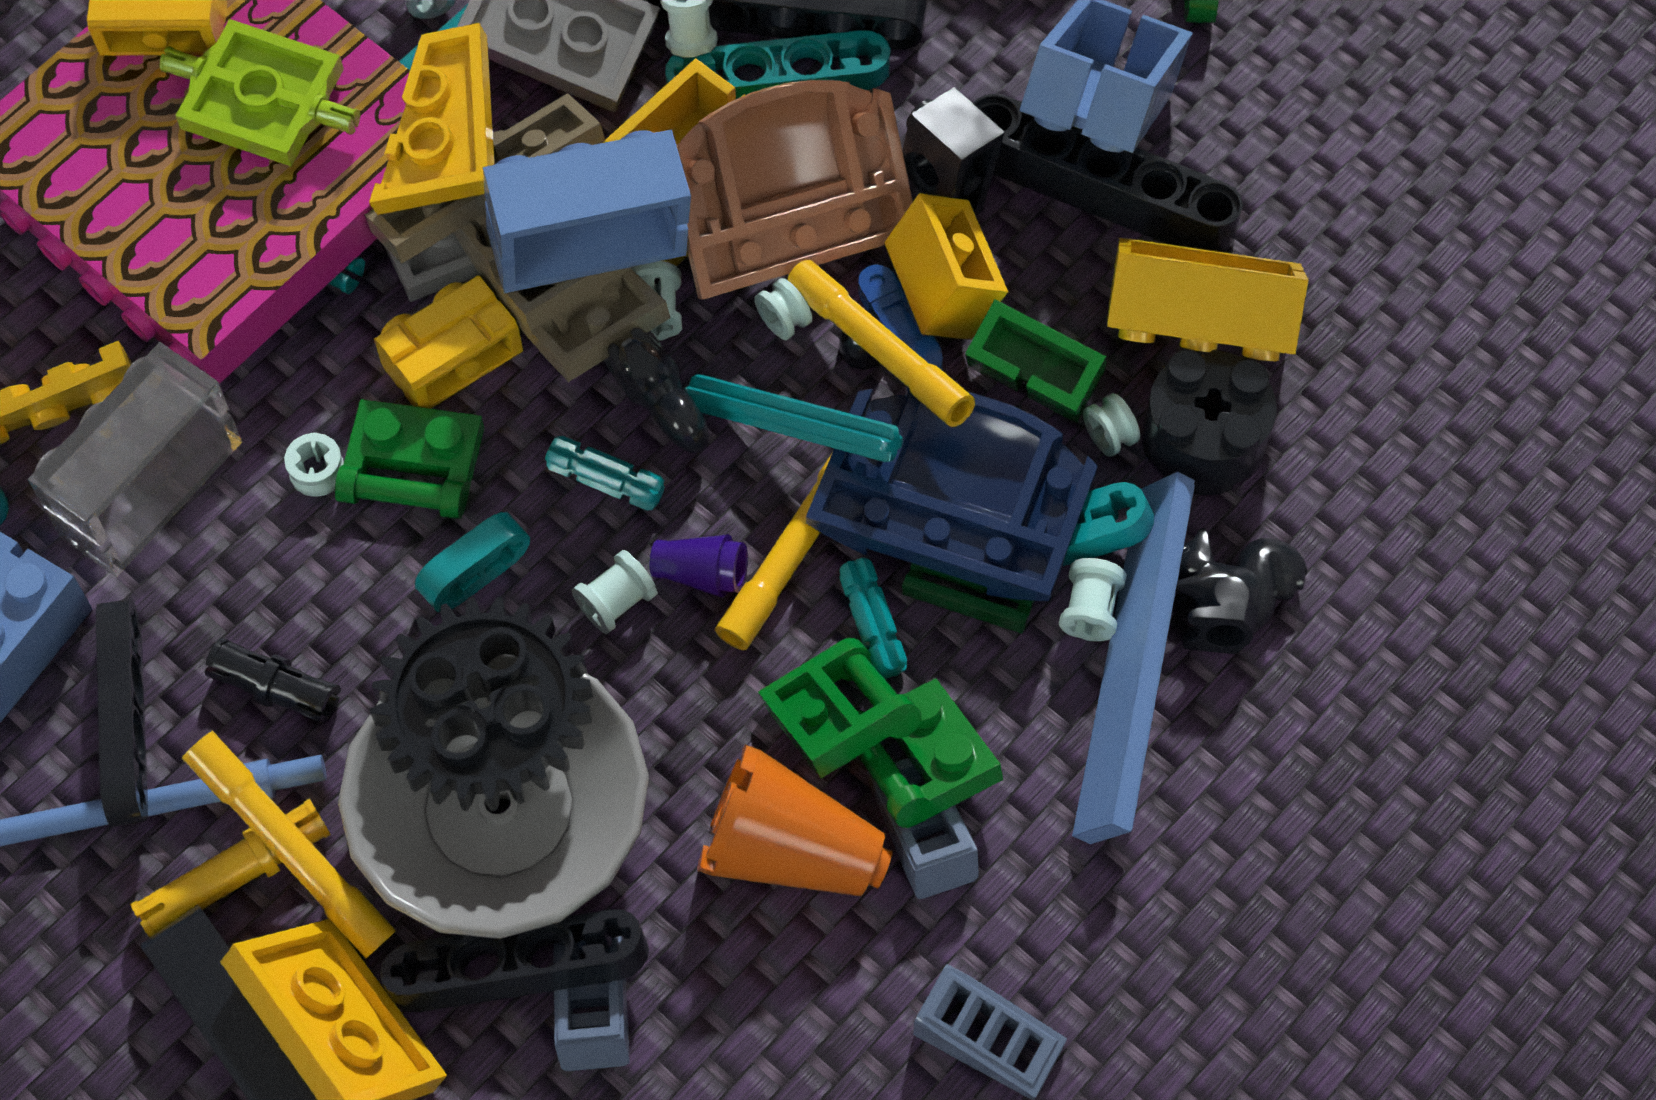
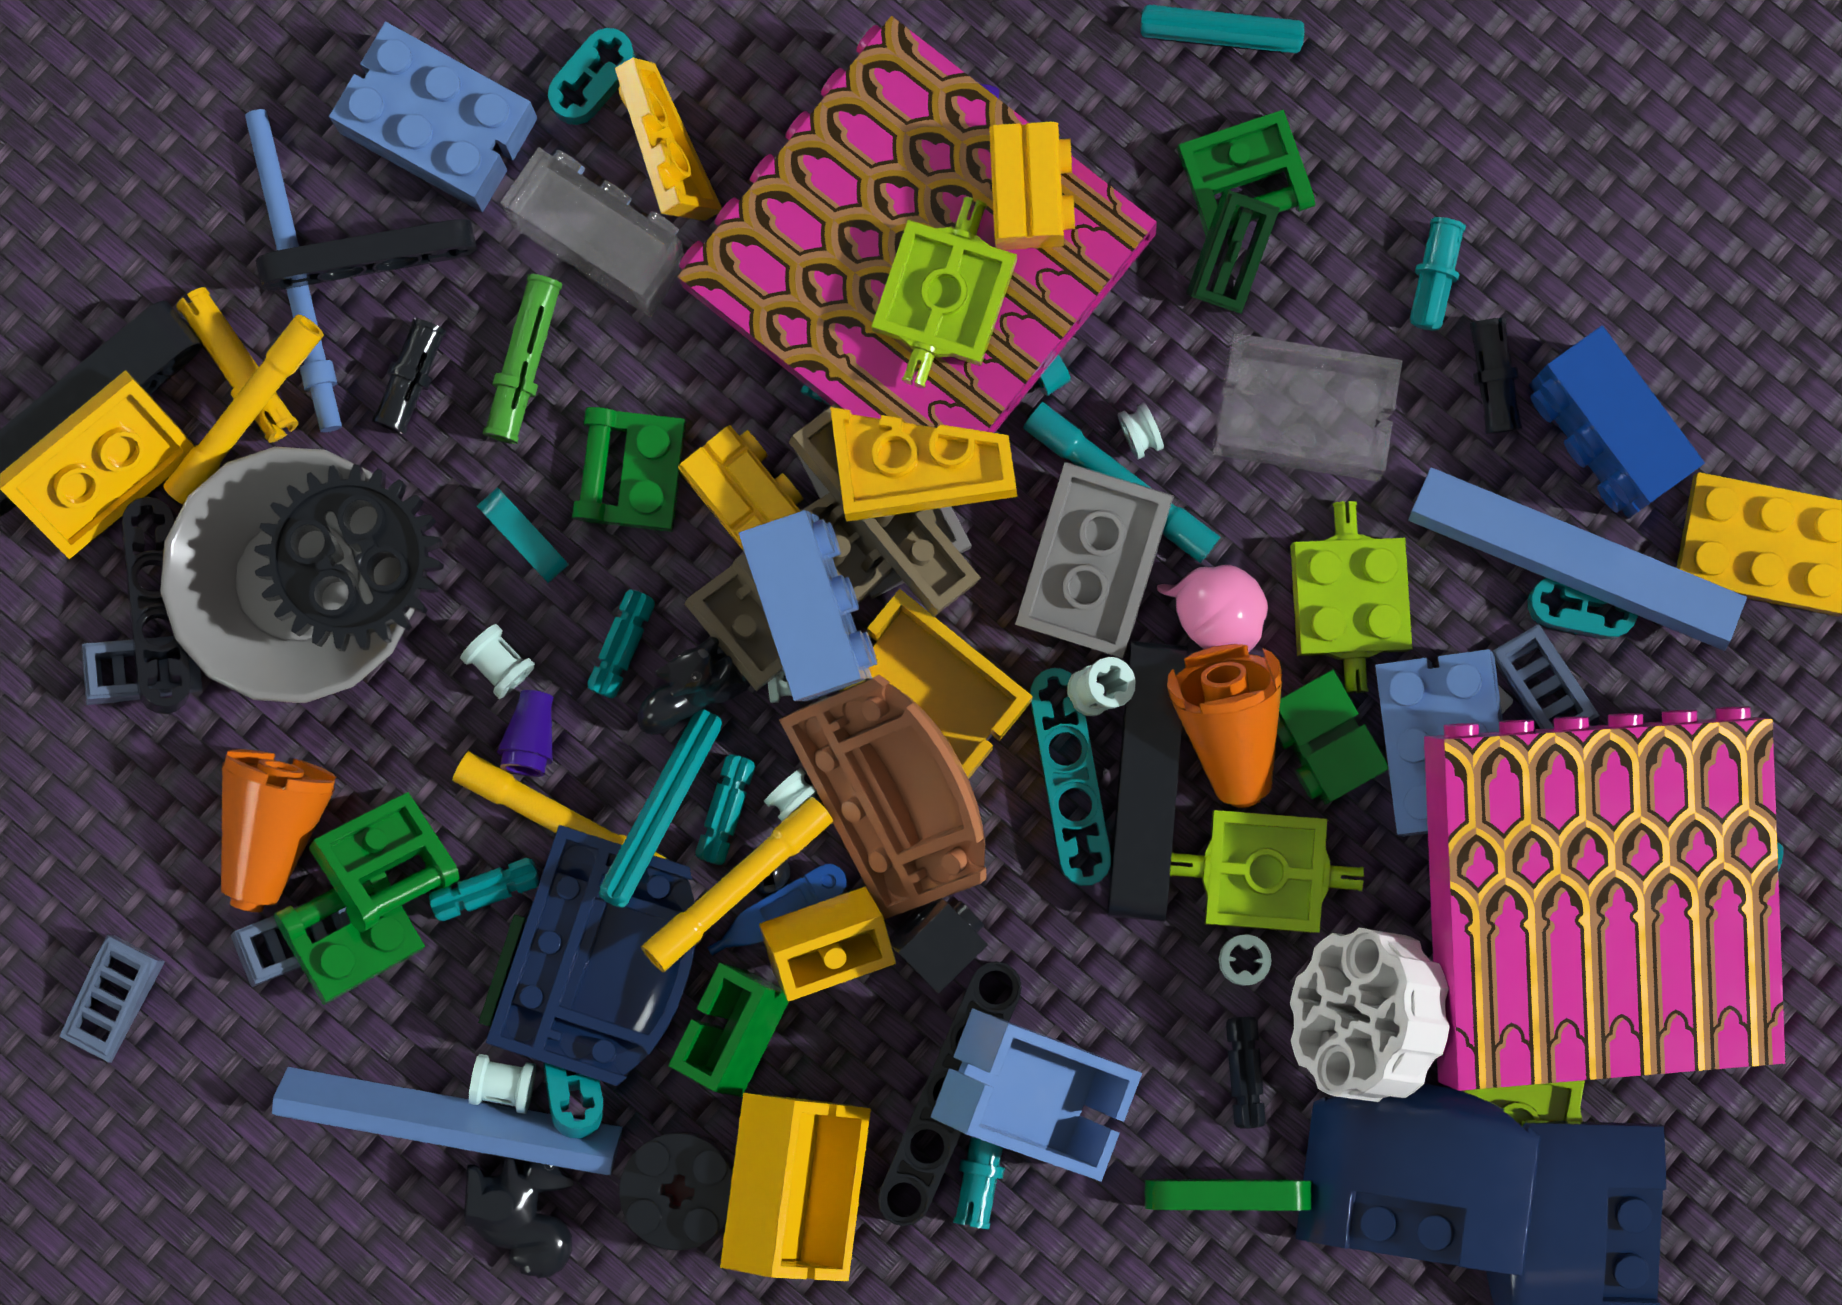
camera: 90 degrees right, 20 degrees up
(293, 566) = (517, 377): none -> bright green pin
(304, 448) = (621, 369): light aqua bush -> none
(794, 377) = (725, 809): none -> teal axle
(1111, 424) = (679, 1101): light aqua bush -> none
(1204, 158) = (979, 1183): none -> teal pin

